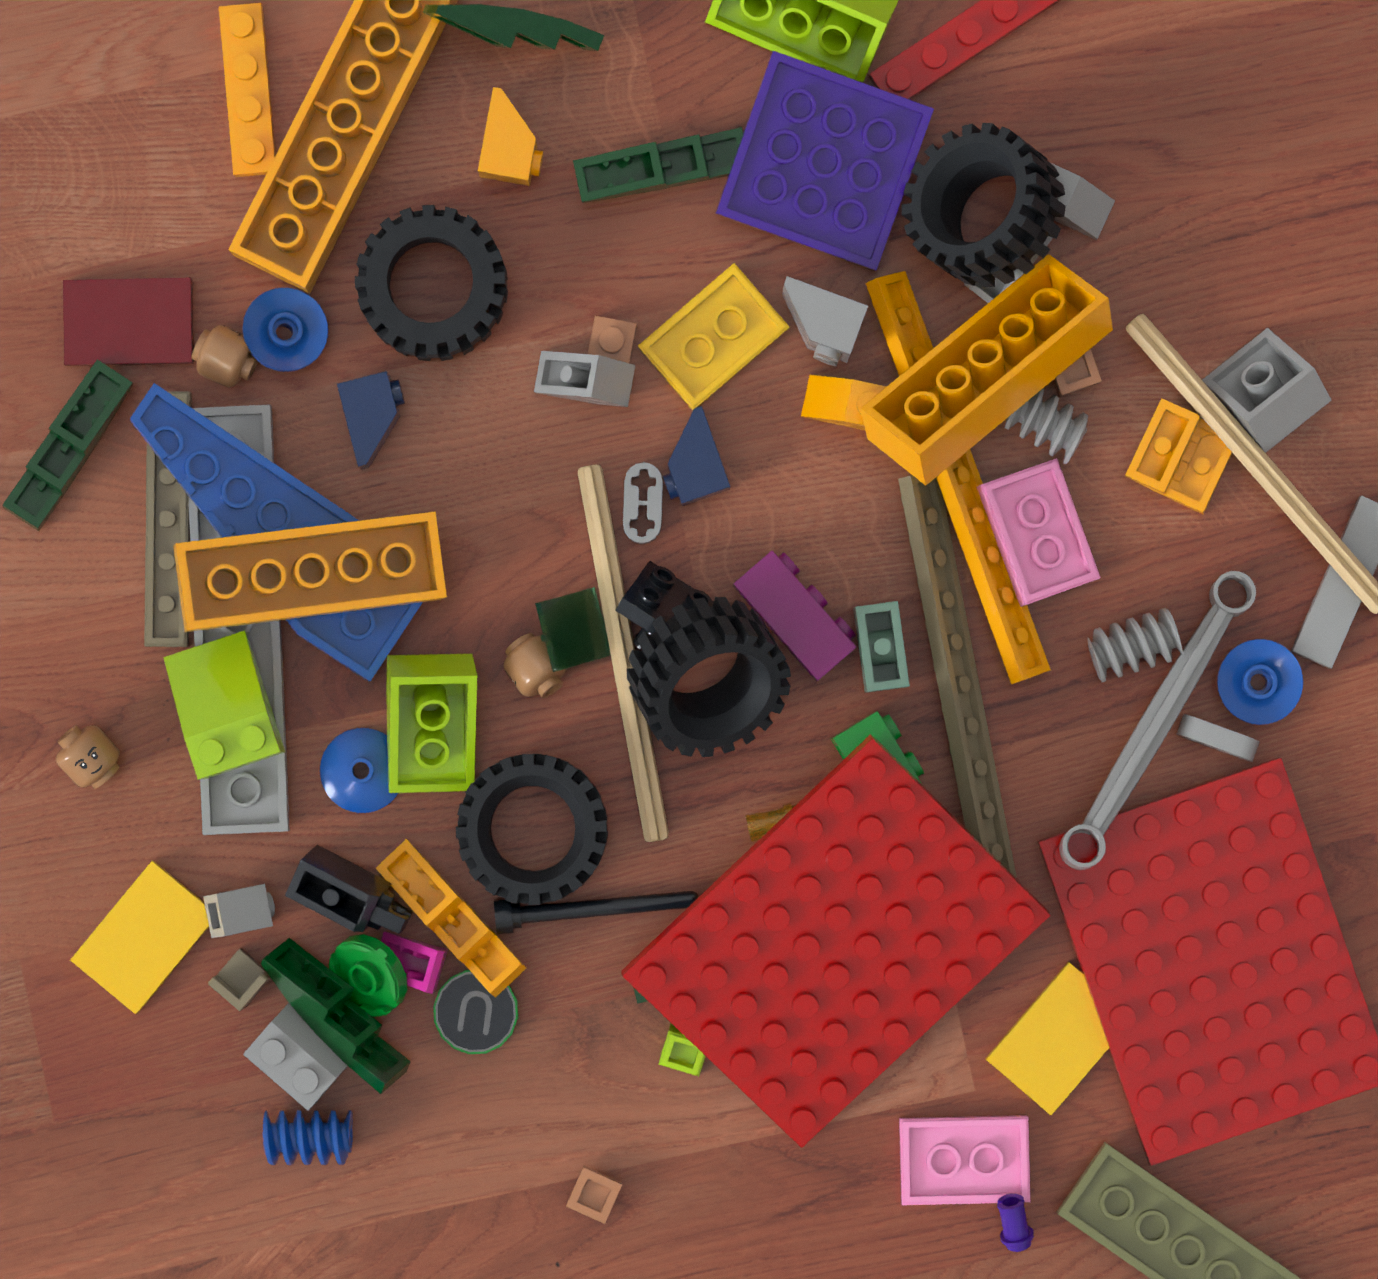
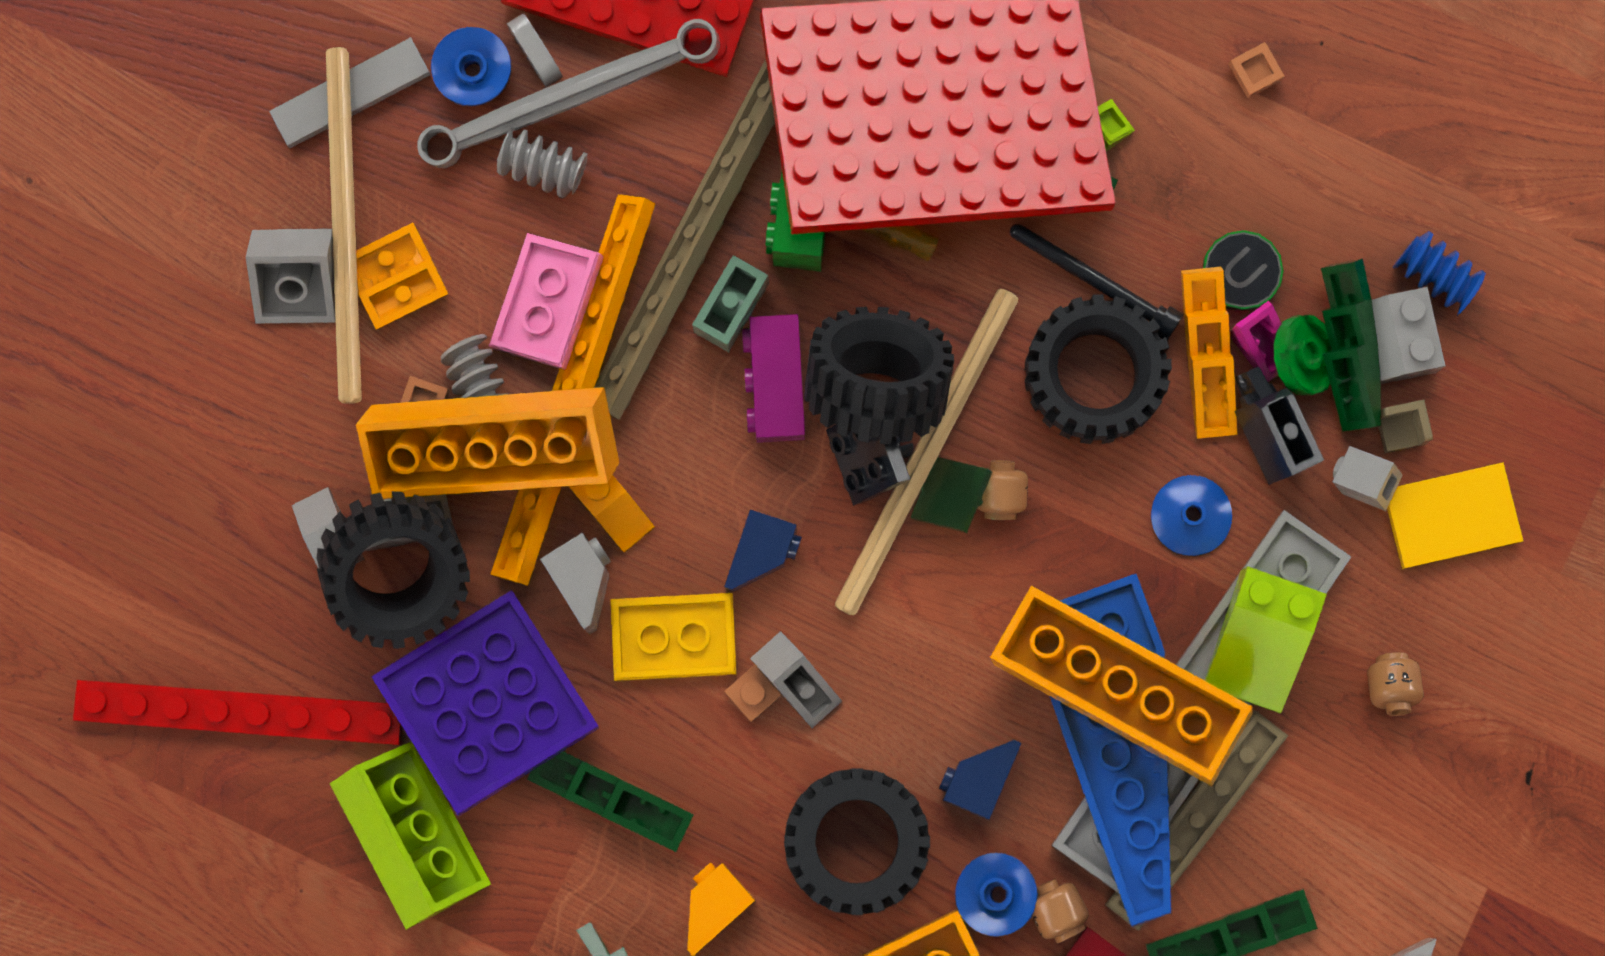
camera: 140 degrees left, 5 degrees down
(431, 722) = (1112, 509): lime slope -> none
(632, 503) = (832, 558): light grey beam -> none

